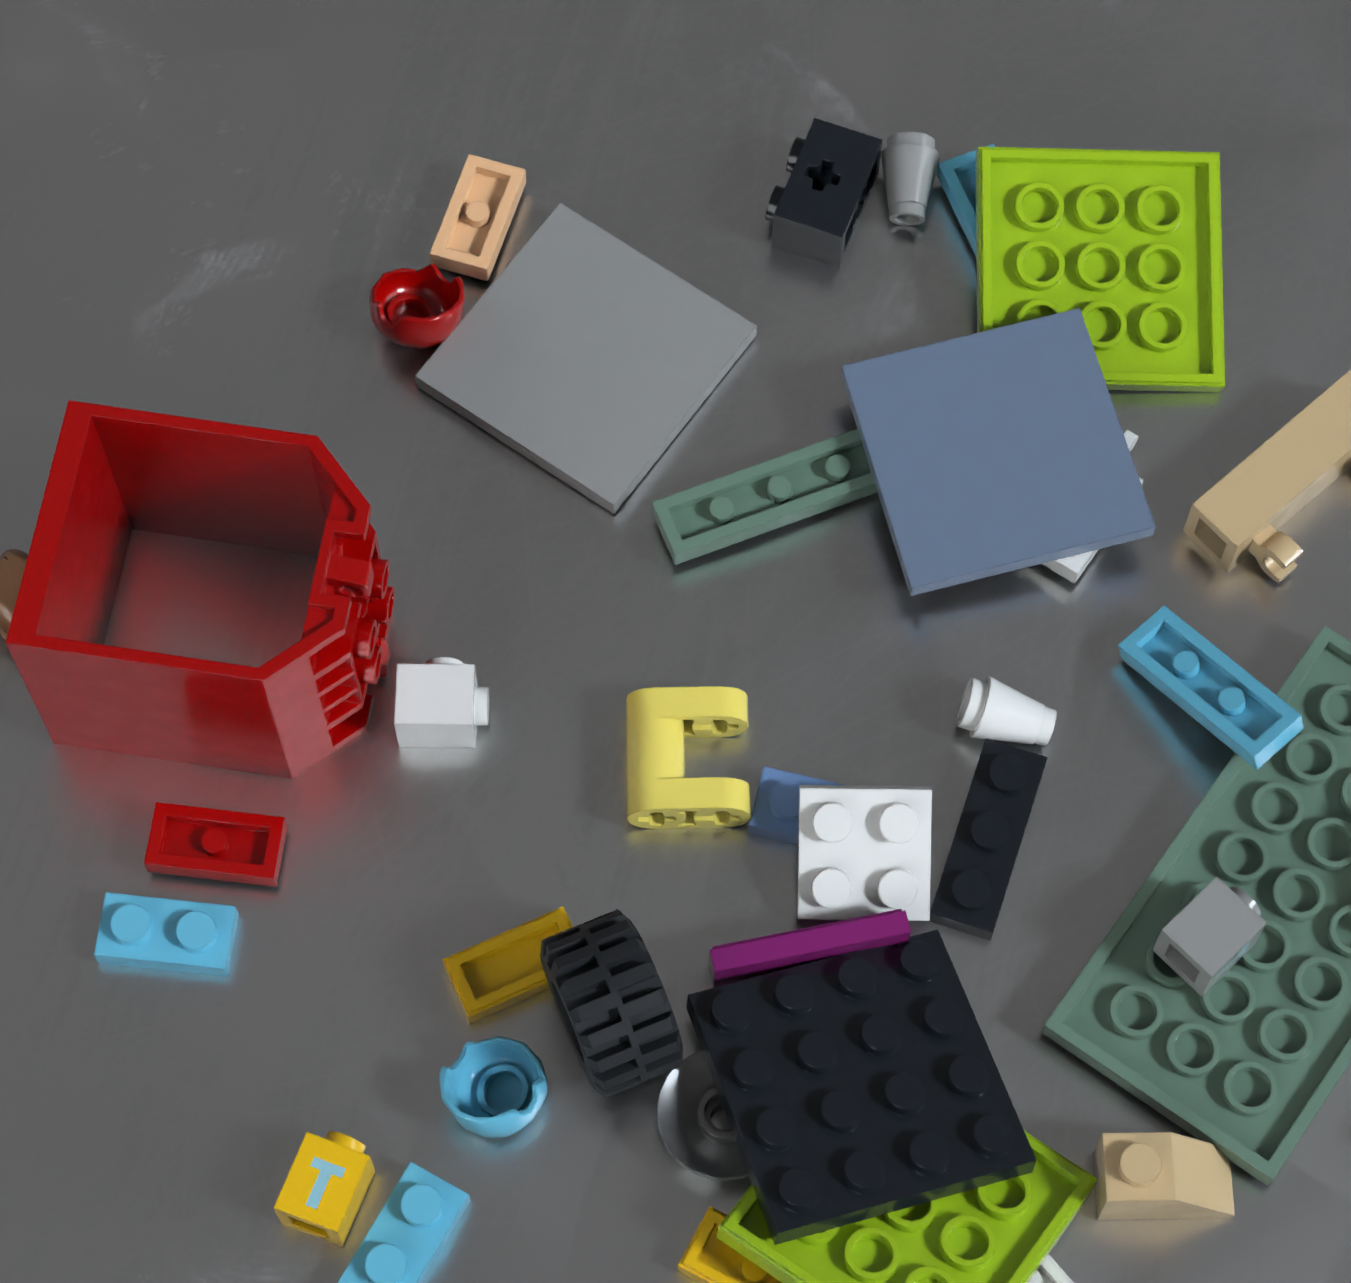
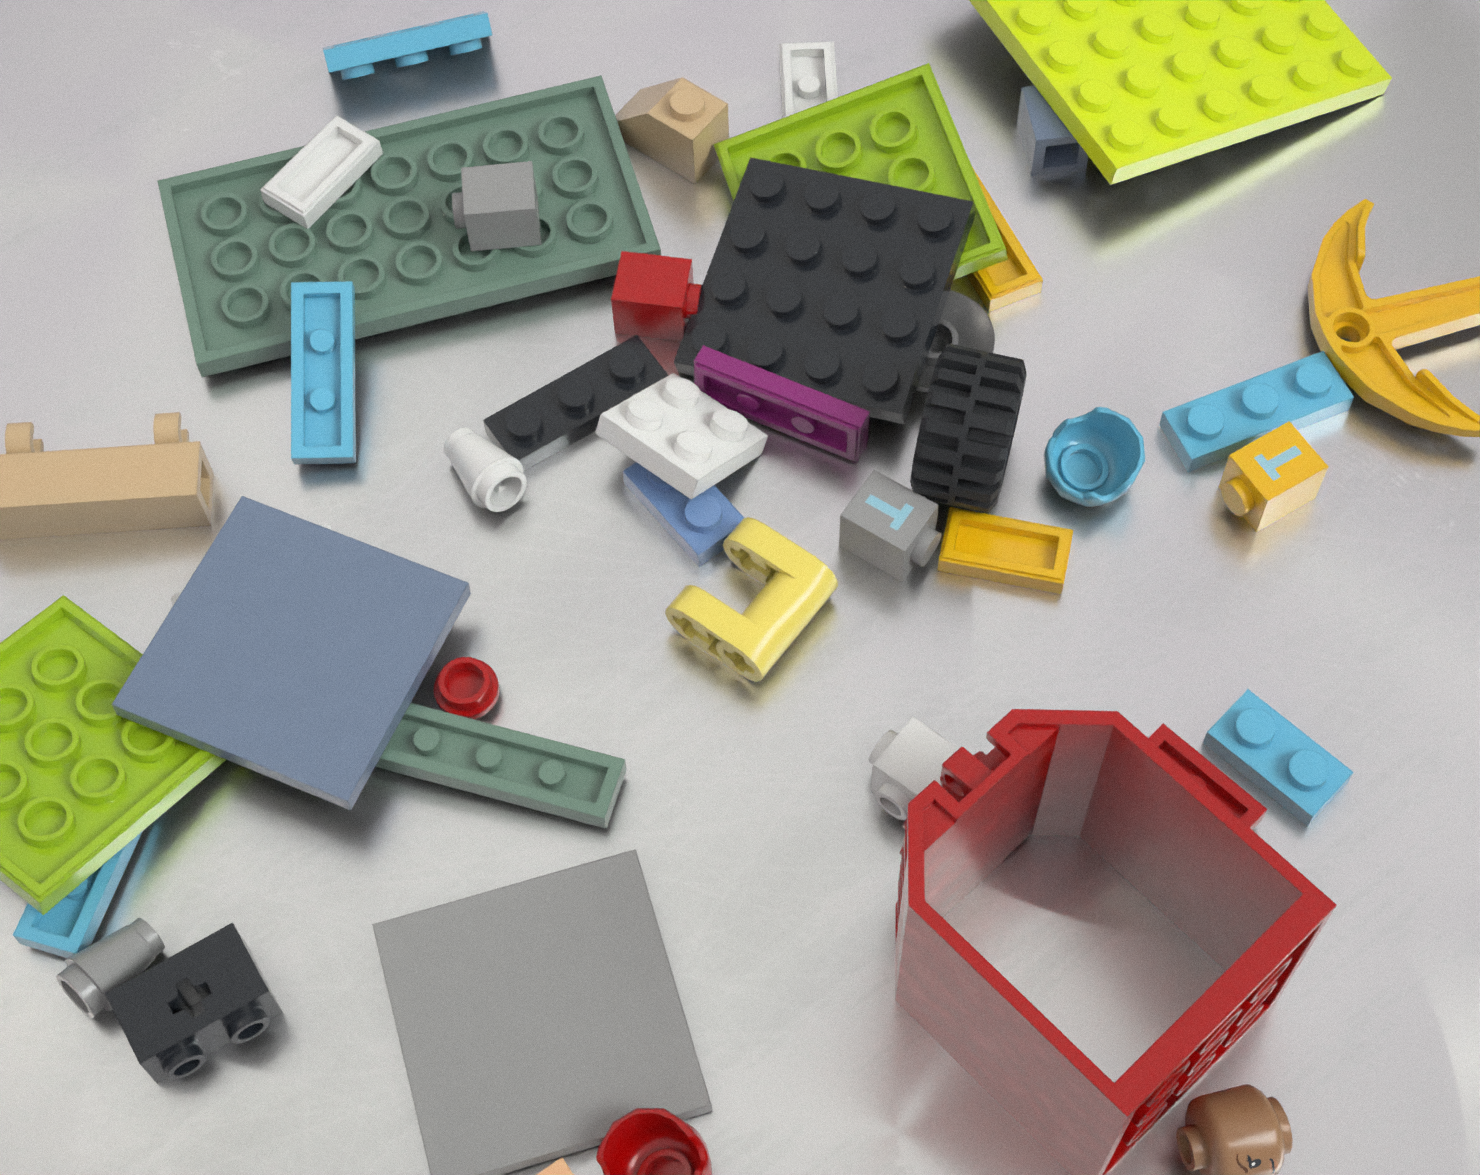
camera: 140 degrees left, 5 degrees down
(625, 884) = (889, 526): none -> light grey brick
(850, 536) = (466, 688): none -> red plate
(1009, 976) = (654, 296): none -> red brick

